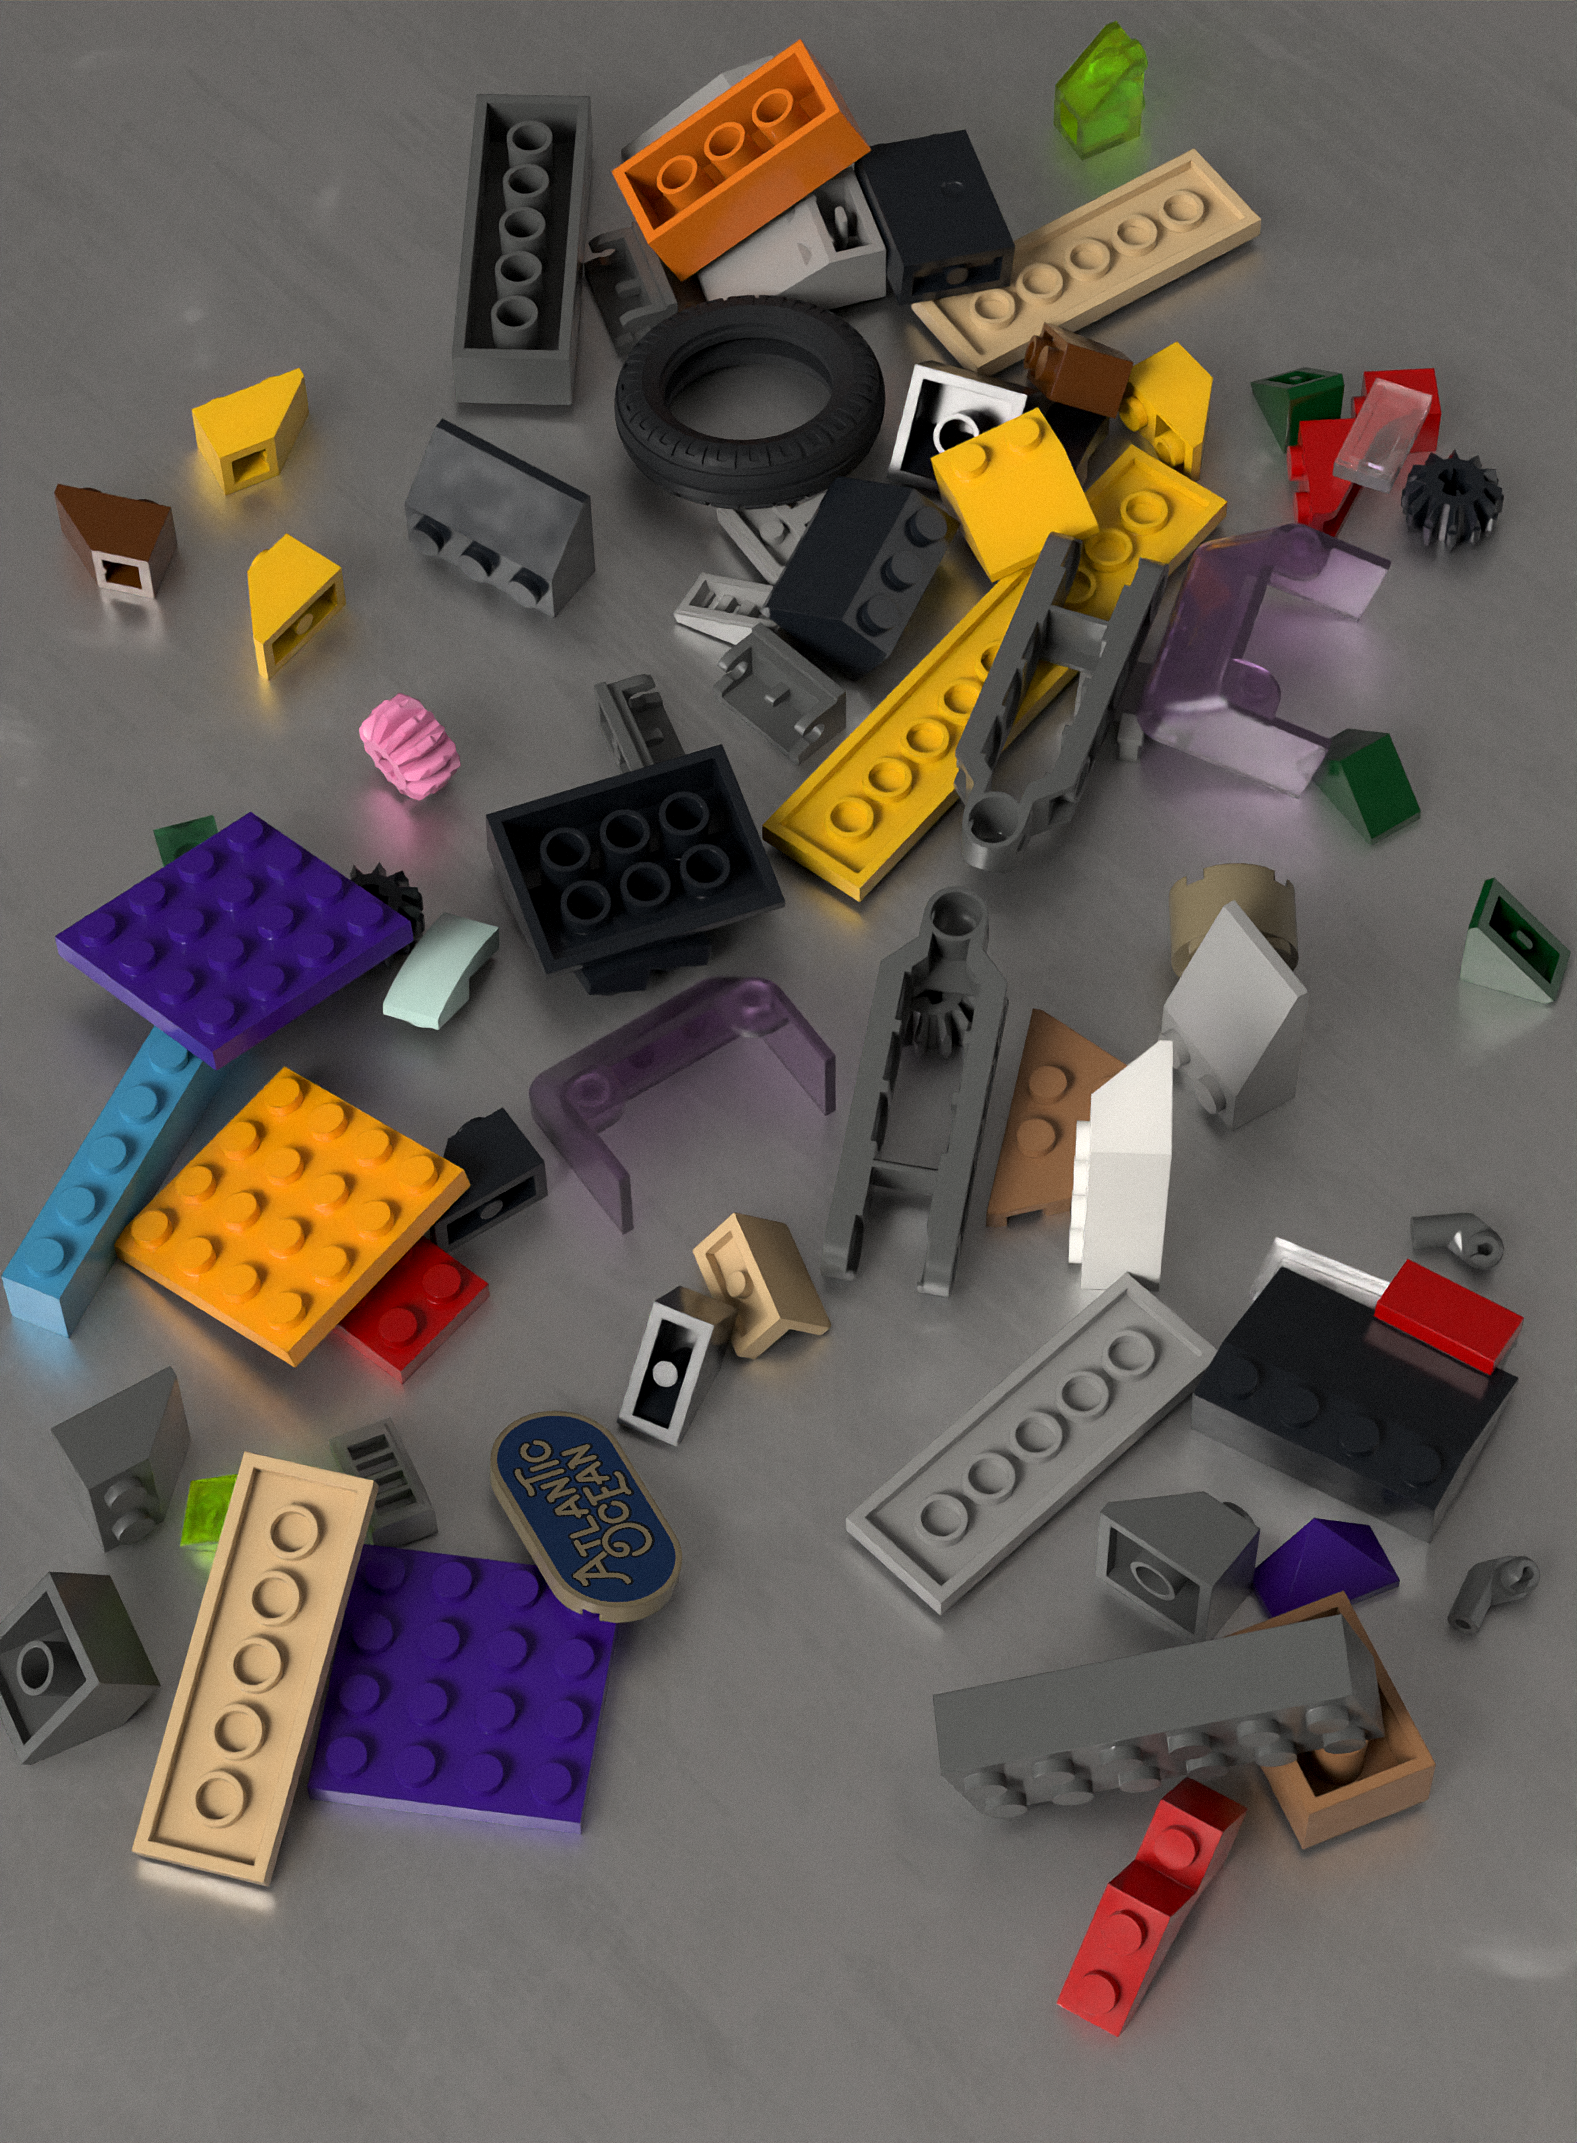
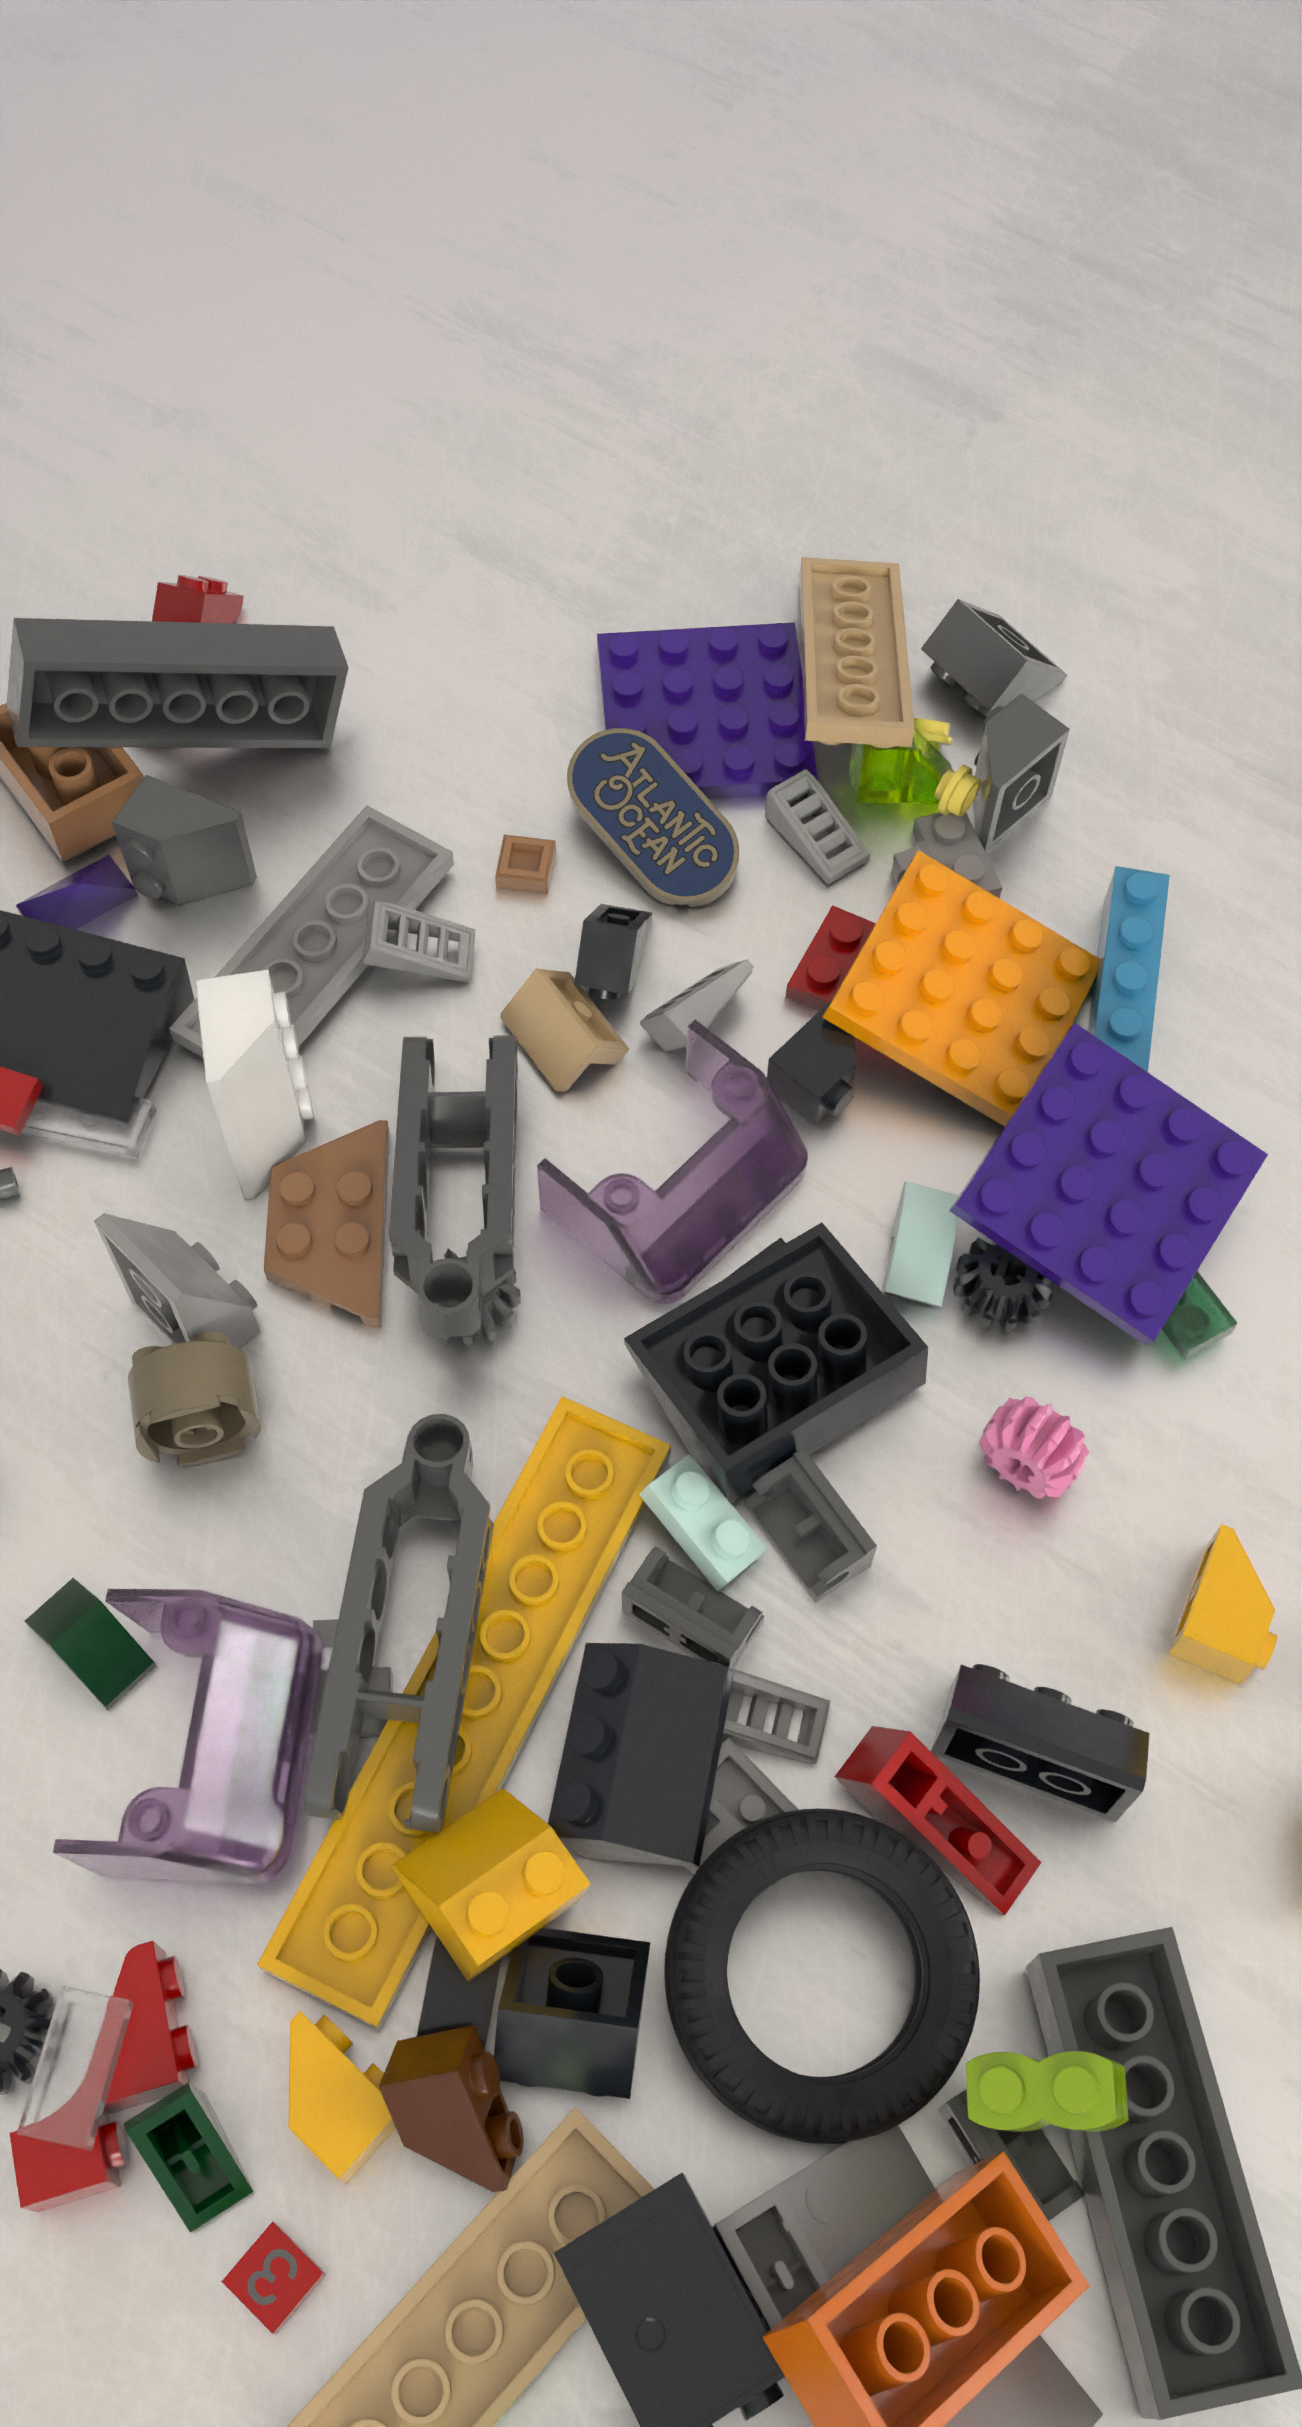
camera: 165 degrees right, 5 degrees up
(189, 1571) = (934, 731): none -> light yellow plate
(201, 1448) = (957, 791): none -> light yellow plate
(236, 1411) = (955, 845): none -> light grey hinge
(602, 257) = (1062, 2090): none -> lime brick
(629, 1276) = (700, 1002): none -> light grey slope
(630, 509) = (934, 1809): none -> red slope
(755, 1514) = (525, 864): none -> medium nougat tile
(756, 758) = (703, 1522): none -> light aqua plate
(946, 1405) = (398, 957): none -> light grey slope
(1239, 326) = (274, 2277): none -> red tile

